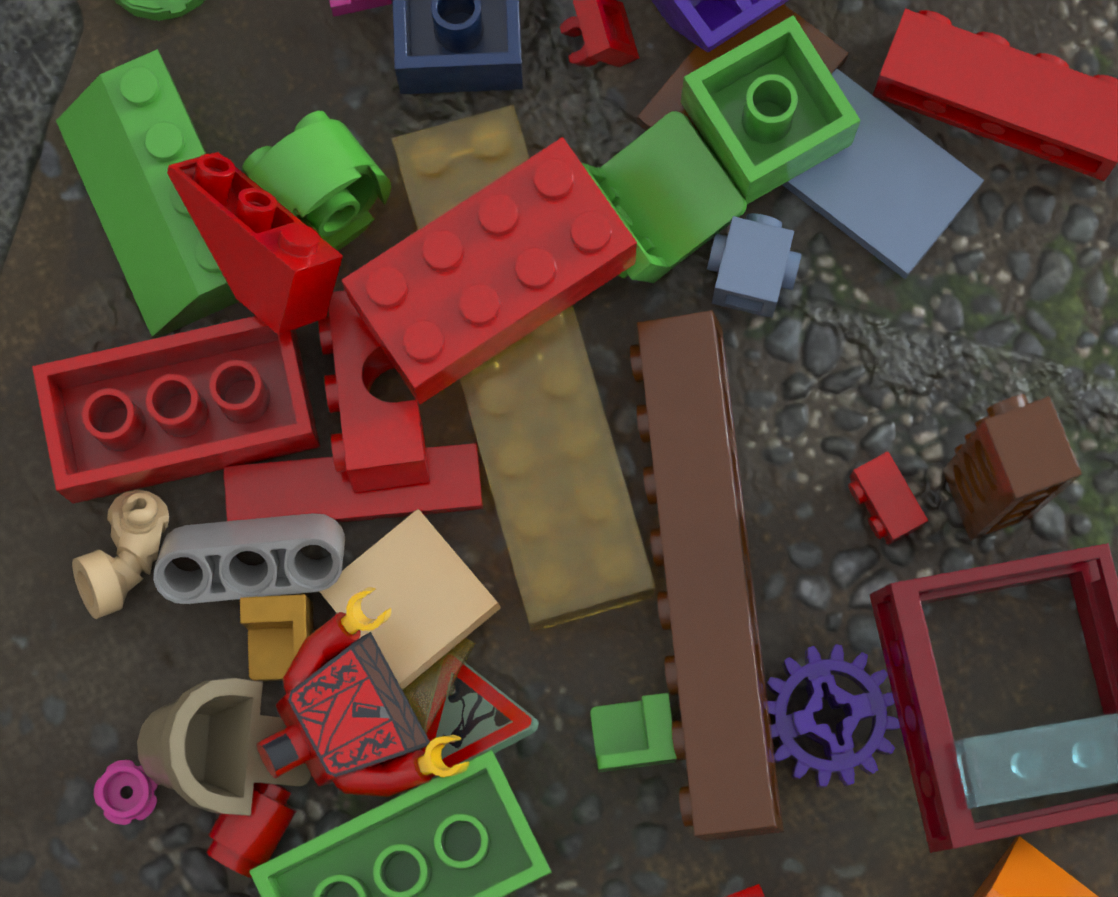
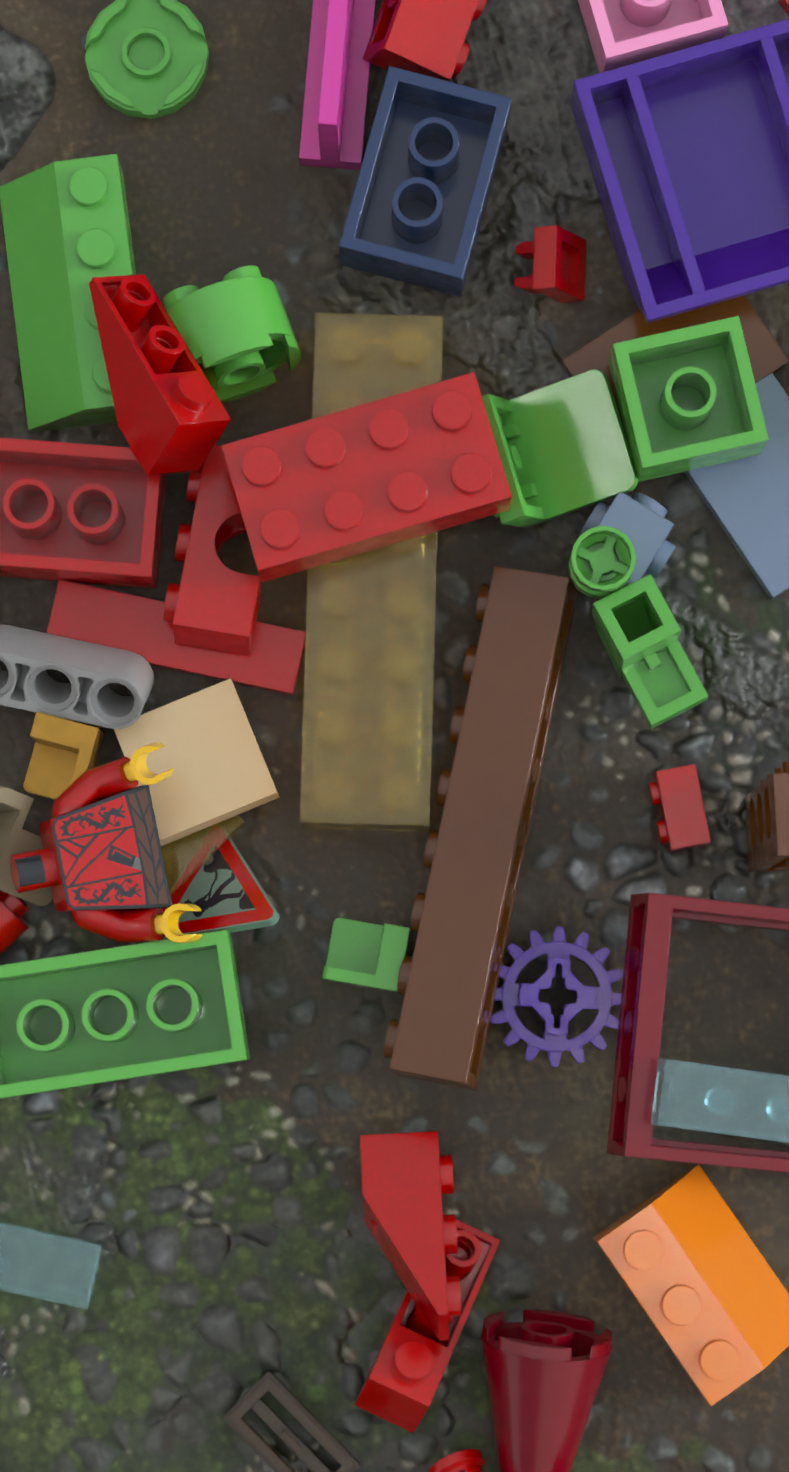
camera: 15 degrees right, 5 degrees up
(742, 271) = (606, 551): none -> bright green wheel
(799, 354) = (646, 651): none -> bright green brick

